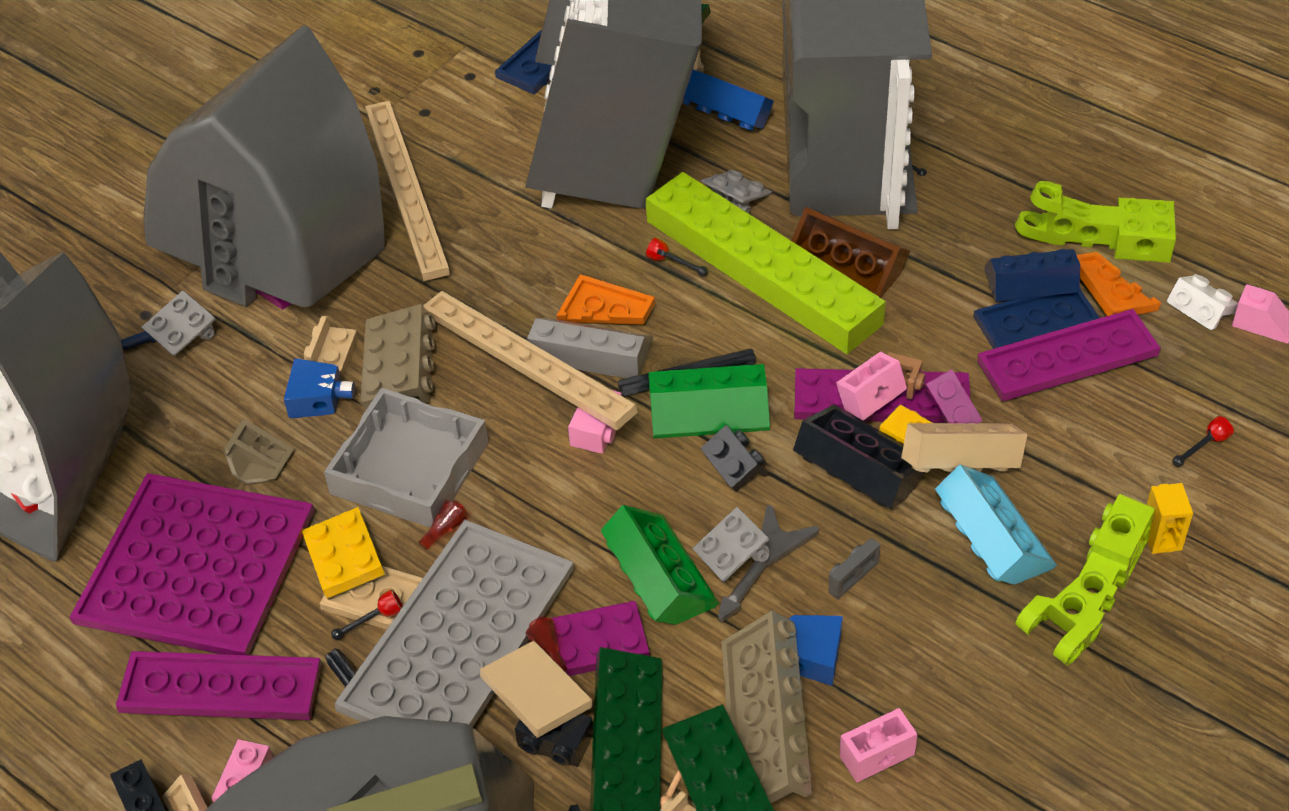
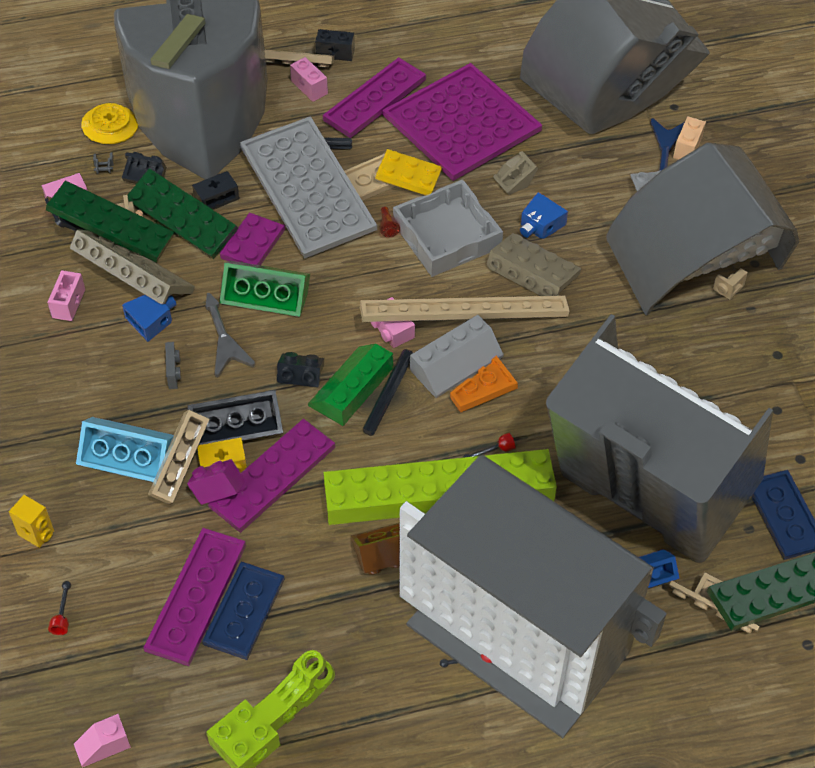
camera: 125 degrees right, 5 degrees up
(331, 345) = (571, 241): tan bracket -> none
(388, 605) = (353, 166): hinge -> none
(407, 191) = (700, 351): tan plate -> none
(535, 688) = (238, 186): tan tile -> none
(544, 633) = (268, 211): clear red cone -> none
(732, 544) = (243, 321): light grey hinge -> none
(871, 385) = (267, 446): bright pink brick -> none
(912, 373) = (263, 479): medium nougat bracket -> none
(1033, 275) = (276, 628): dark blue slope -> none
(1108, 565) = (35, 441): lime brick -> none
(1112, 290) = (220, 673): orange wing -> none
(1201, 301) = (153, 721): white bracket -> none

